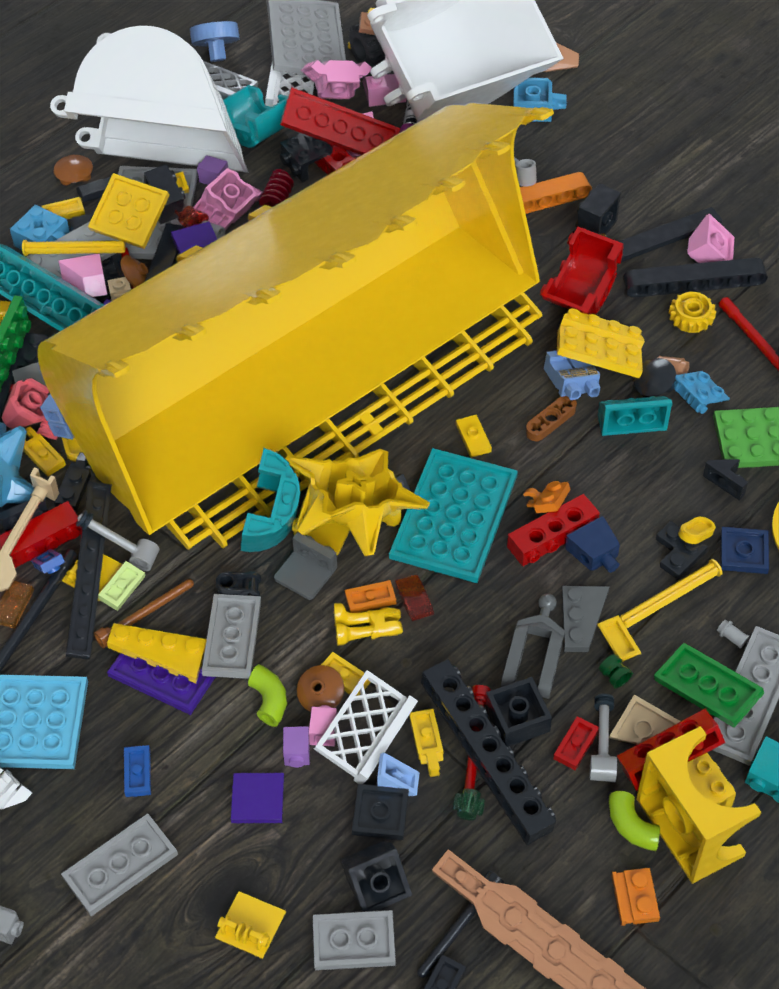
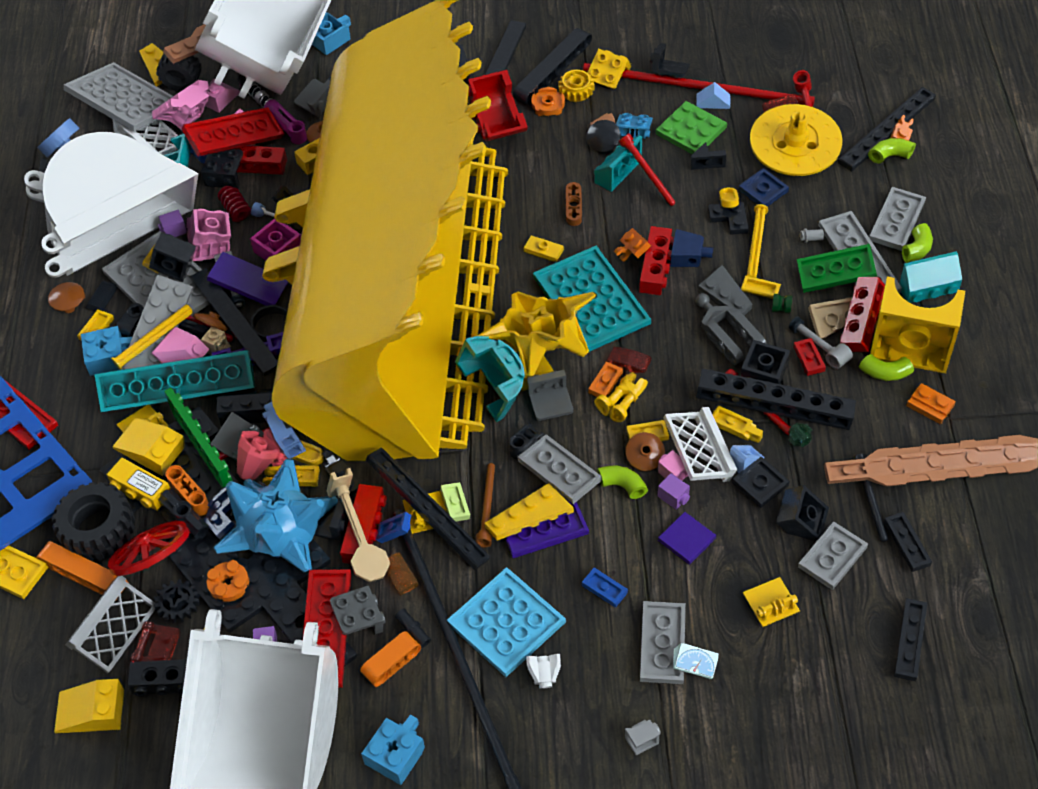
camera: 45 degrees left, 0 degrees up
(117, 906) = (695, 660): none -> slope
(128, 210) = (170, 281): yellow plate -> none
(142, 554) = (441, 471): light grey piece -> none
(191, 216) = (205, 259): clear red hinge -> none
(572, 376) = (558, 168): medium blue hips -> none
(601, 342) = (553, 138): yellow plate -> none
(645, 316) = (554, 107): none -> orange plate
(646, 397) = (627, 142): none -> red piece
(711, 242) = (538, 40): bright pink slope -> none
(741, 318) = (608, 68): none -> yellow bracket

